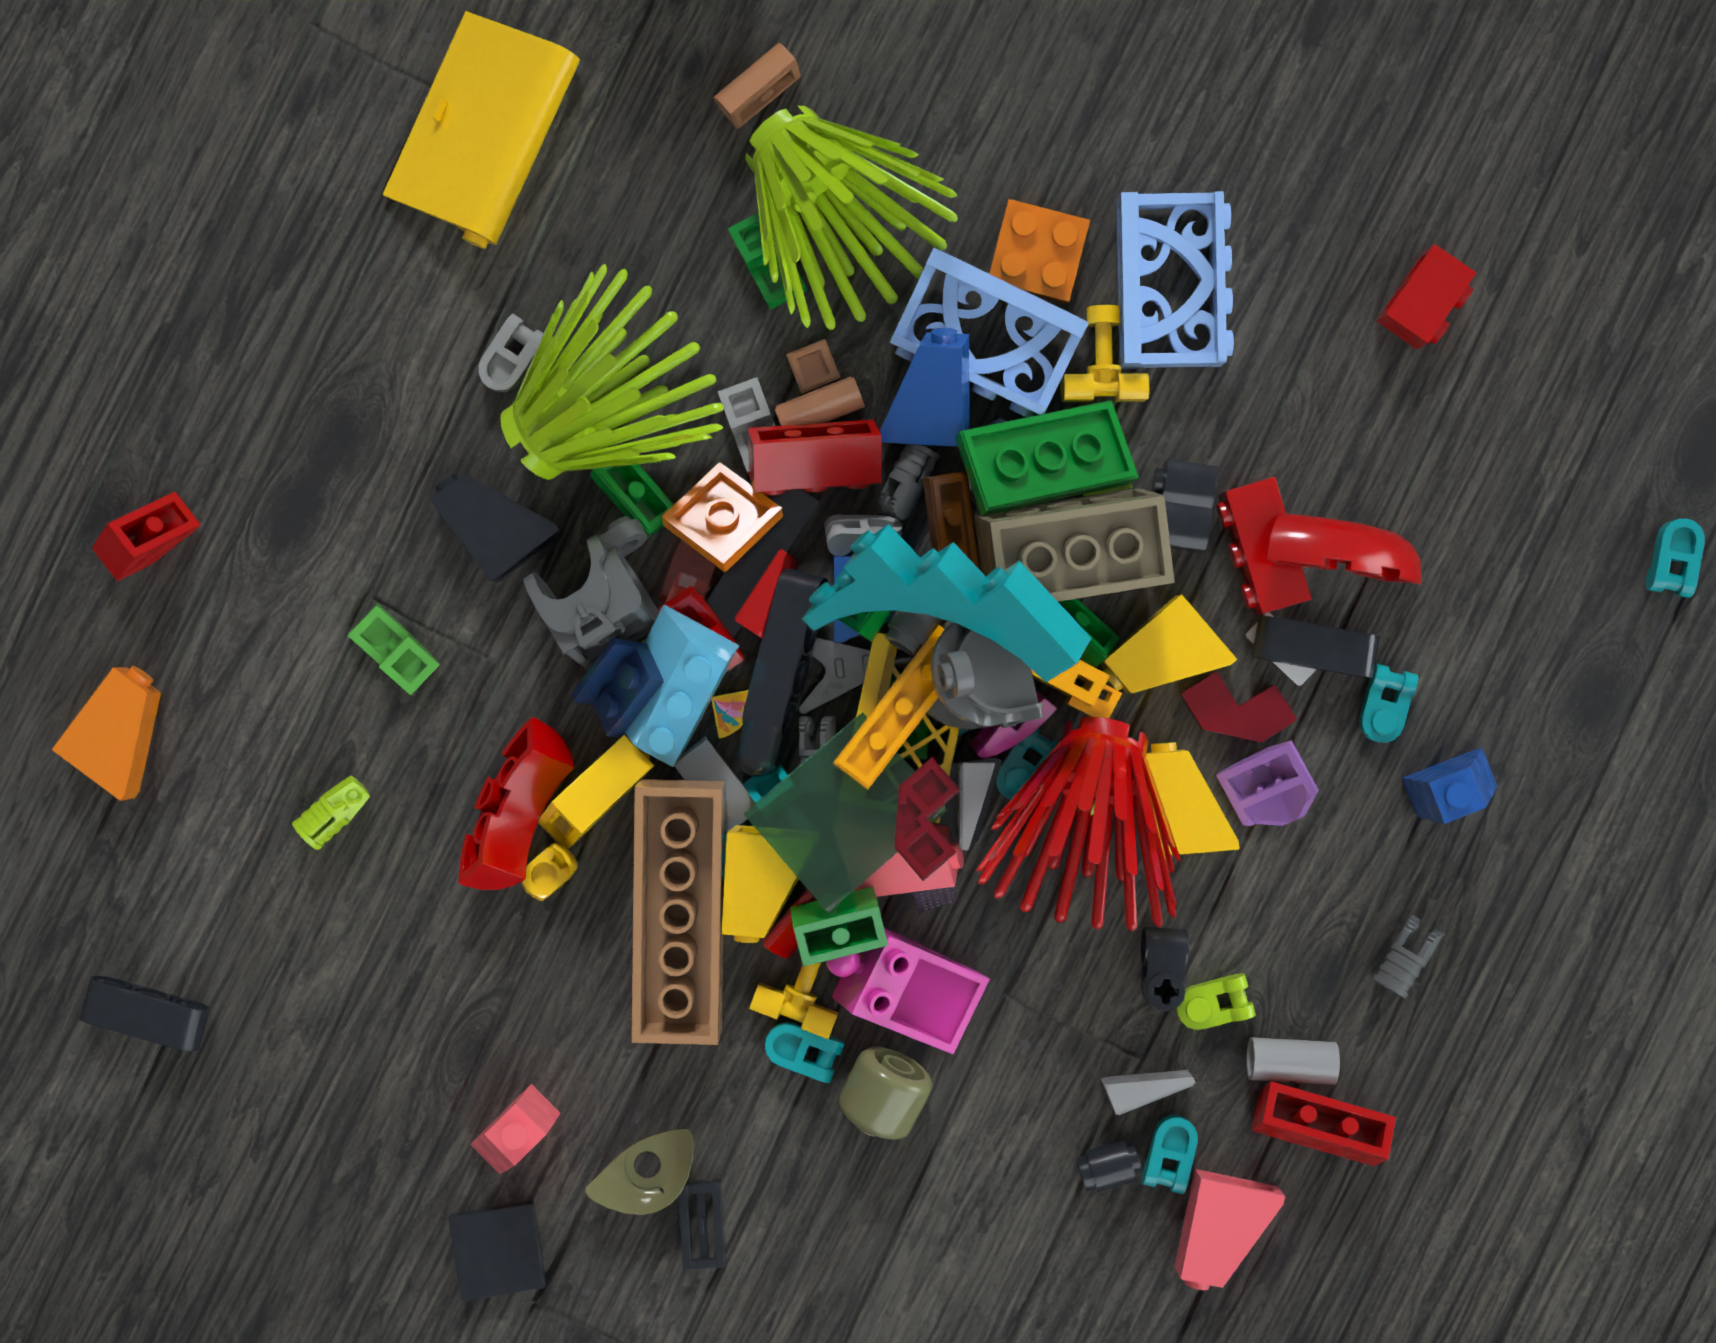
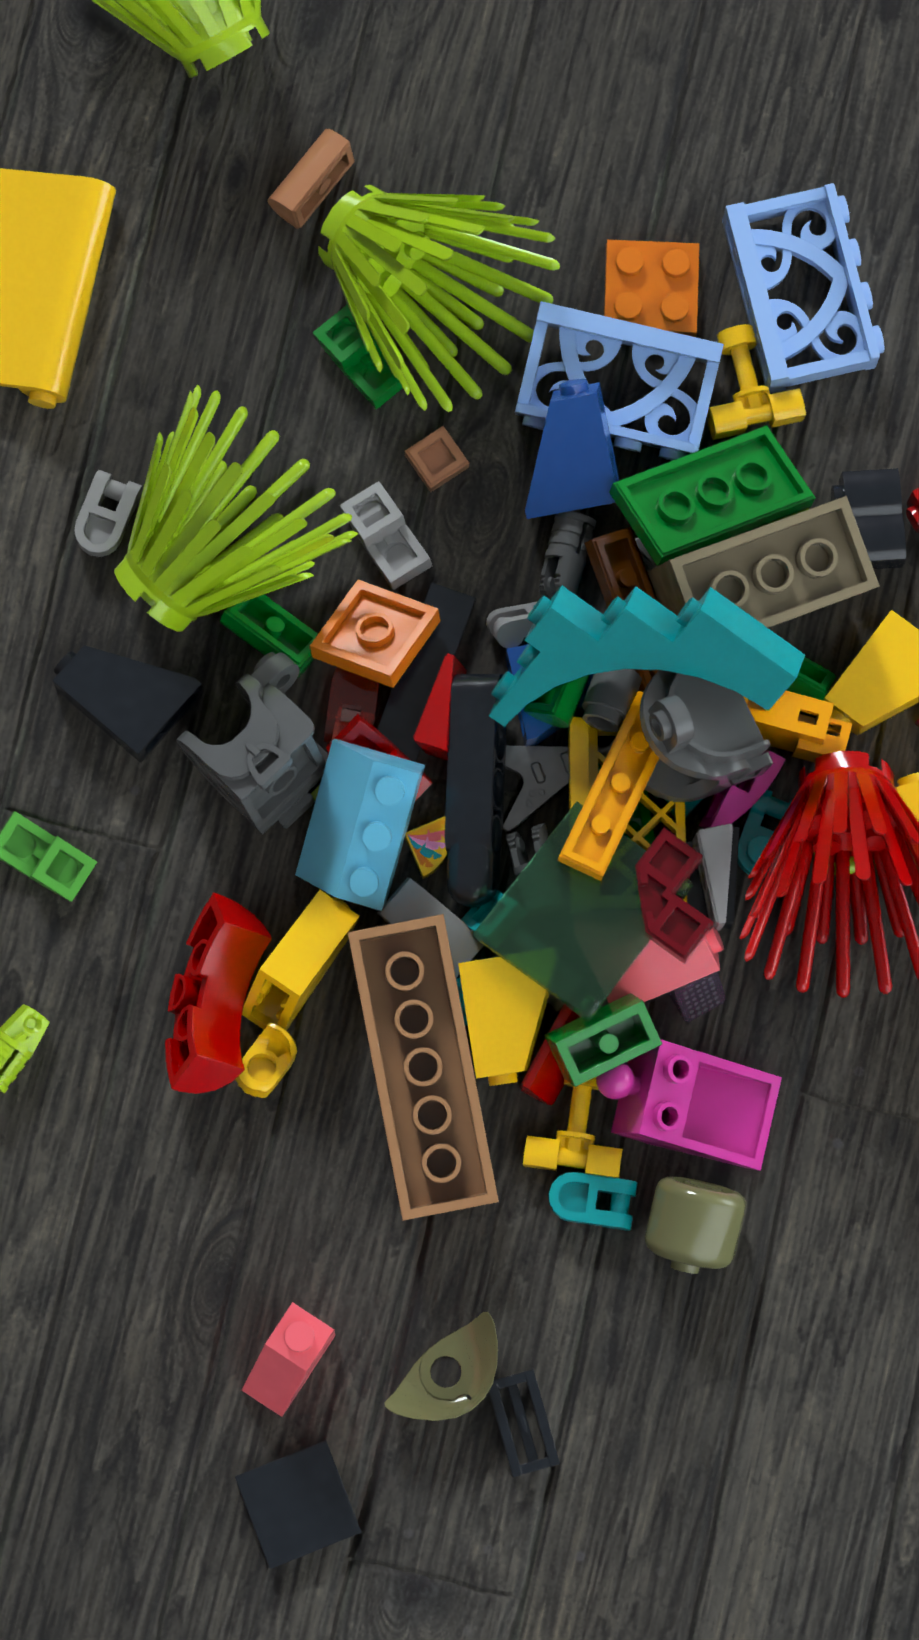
camera: 20 degrees left, 10 degrees down
(619, 684) = (303, 835): dark blue bracket -> none
(814, 456) = (461, 548): red brick -> none
(822, 404) = (453, 497): nougat brick -> none

